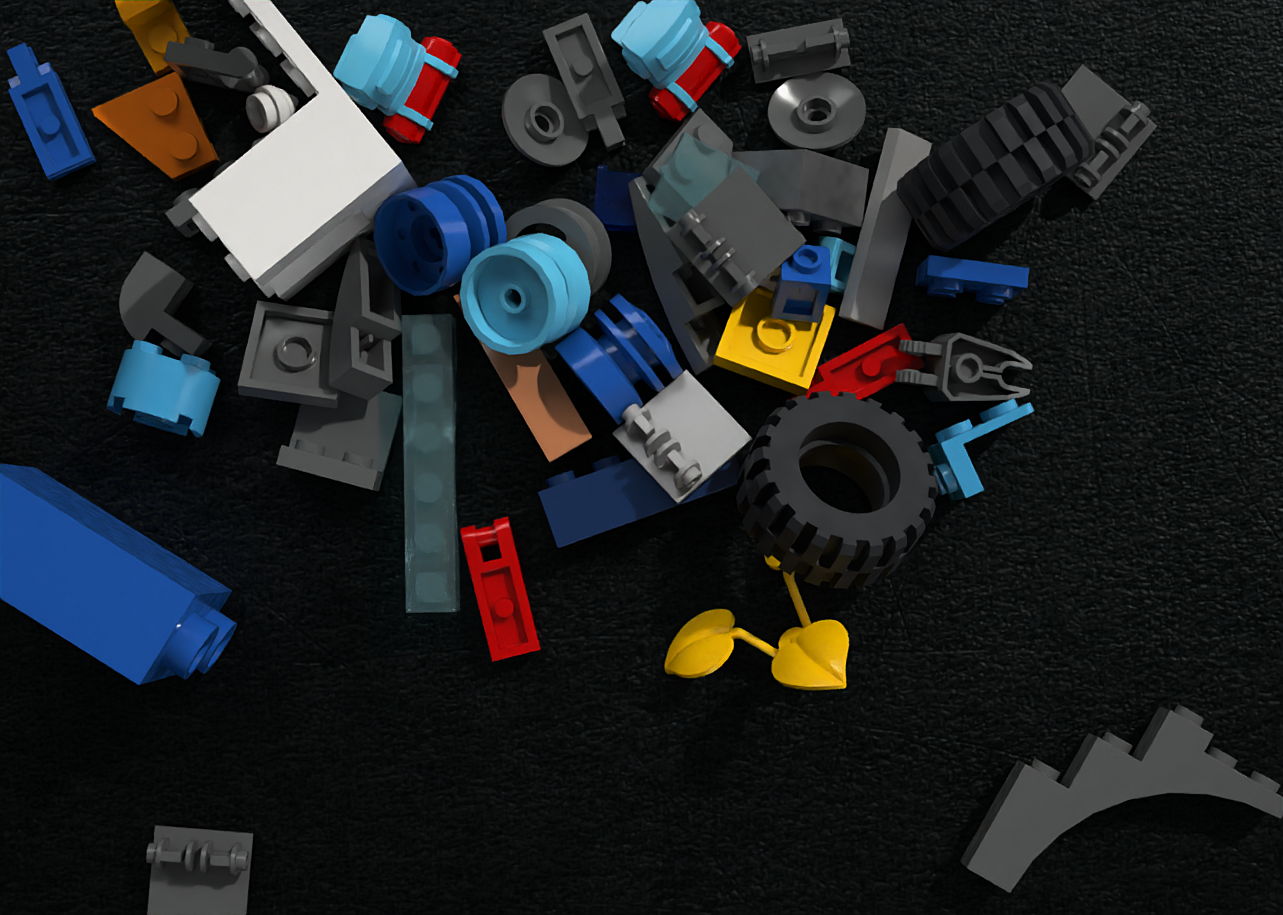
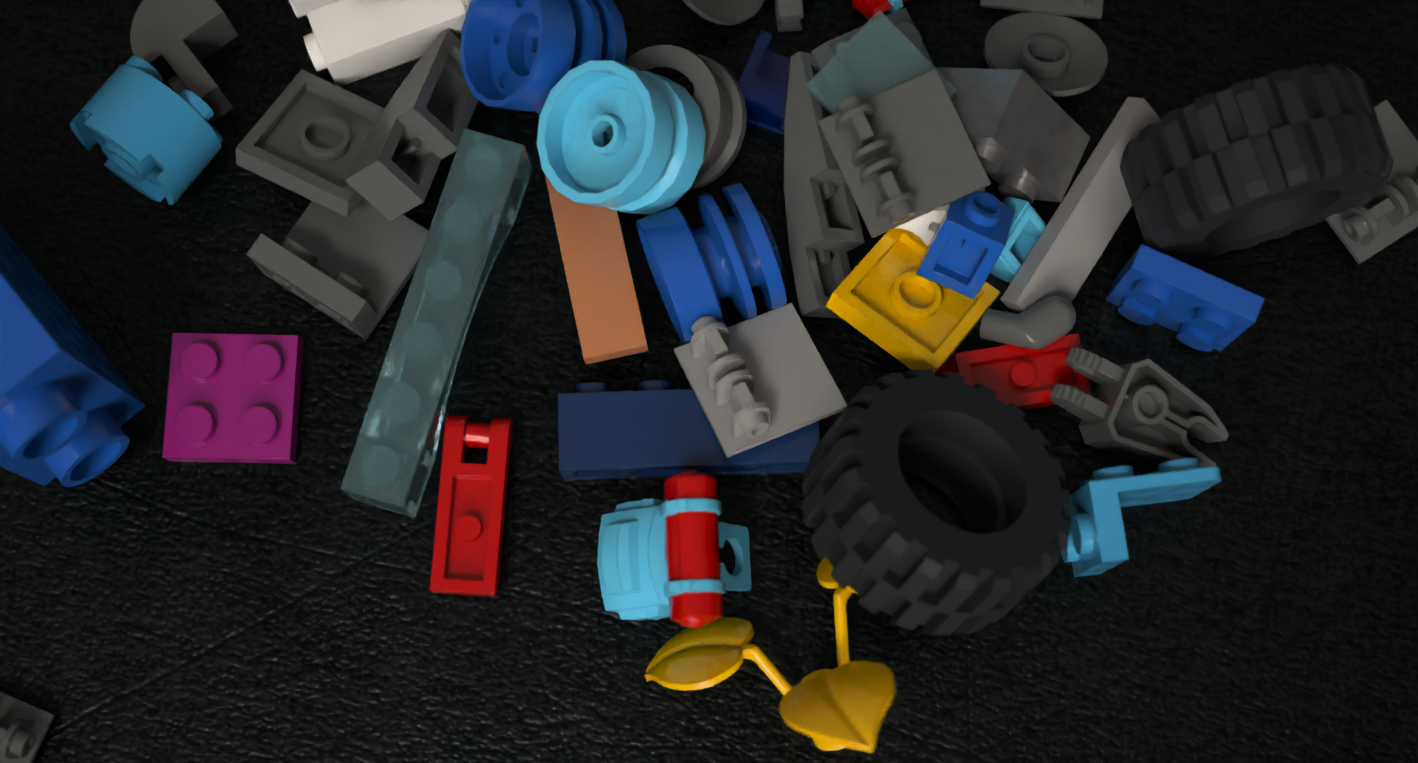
camera: 20 degrees right, 10 degrees down
(296, 565) = (233, 398): none -> magenta plate
(655, 584) = (666, 555): none -> medium azure piece
(868, 331) = (1031, 328): none -> dark grey arm

